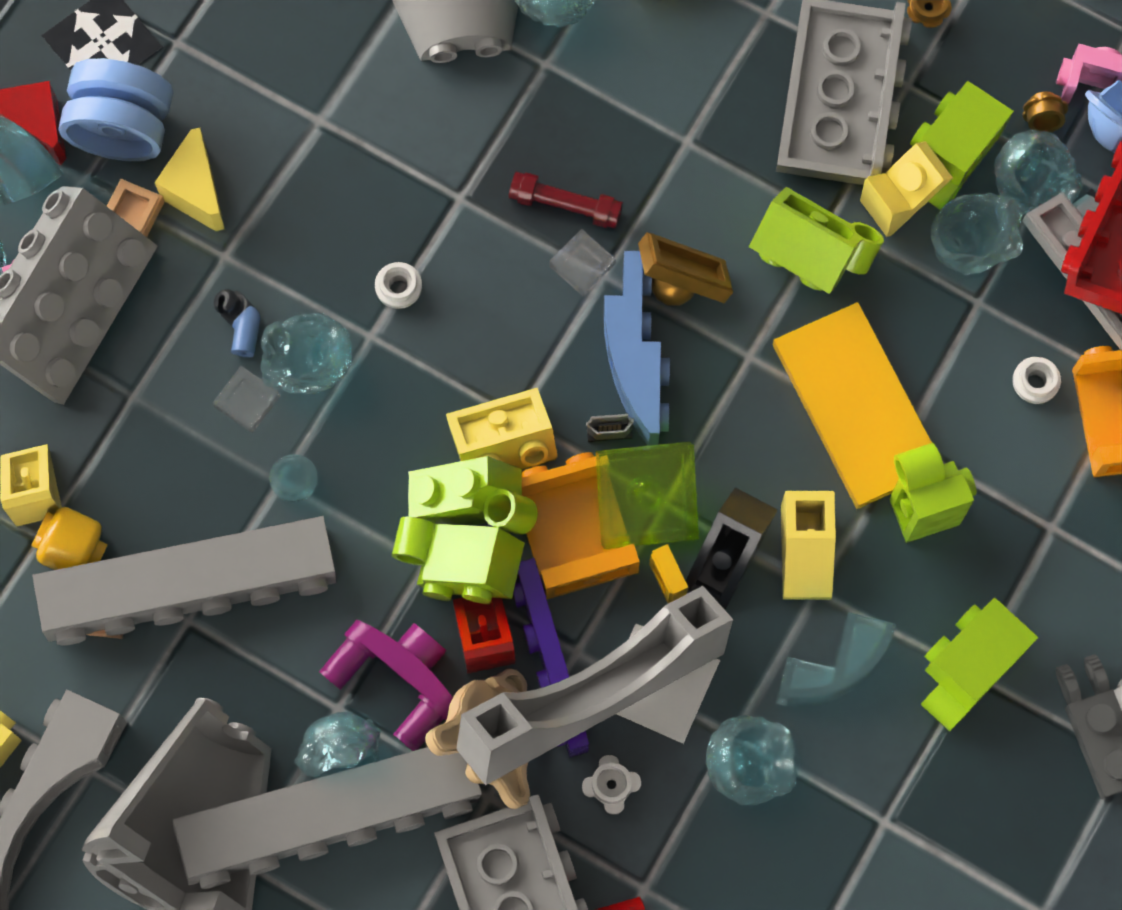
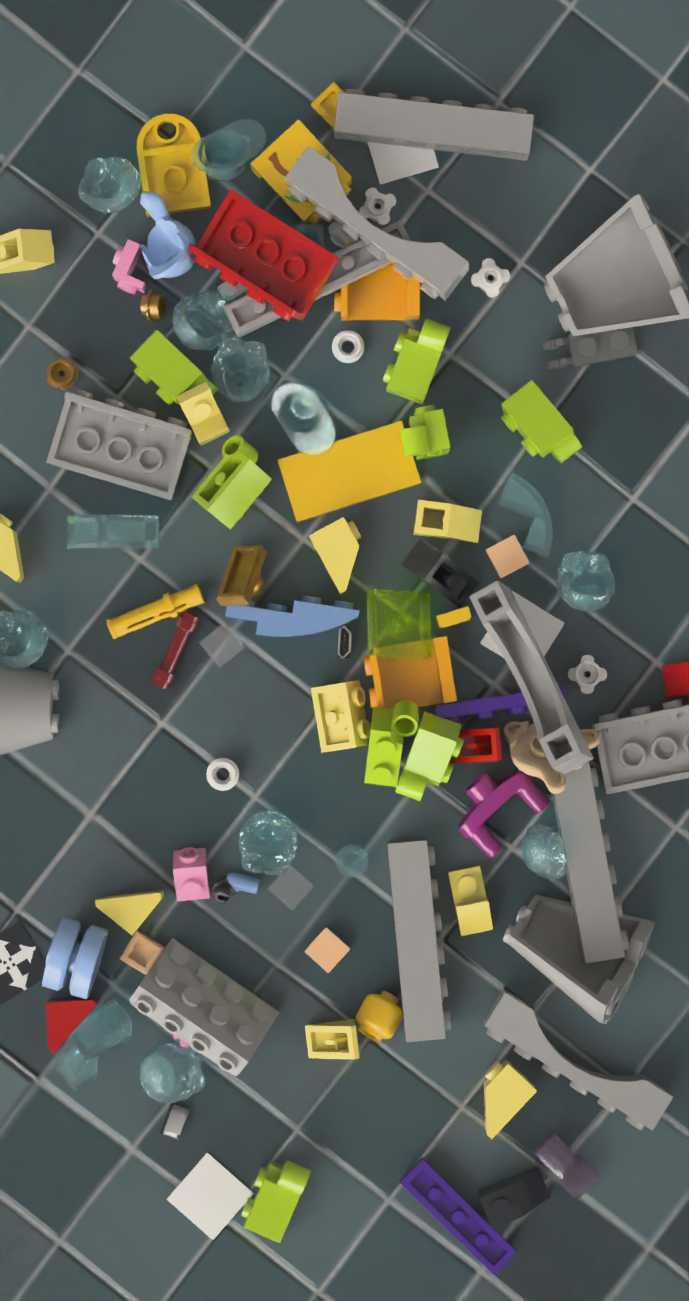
camera: 80 degrees left, 15 degrees up
(160, 460) = (327, 949): none -> light nougat tile
(250, 257) = (190, 874): none -> bright pink bracket
(251, 655) = (470, 900): none -> light yellow slope
(625, 179) = (150, 613): none -> yellow pin
(720, 93) = (113, 531): none -> clear light blue brick
(739, 400) = (338, 550): none -> light yellow slope
(769, 644) = (507, 556): none -> light nougat tile
(928, 325) = (304, 417): none -> clear light blue piece
(1034, 475) = (416, 361): none -> lime hinge

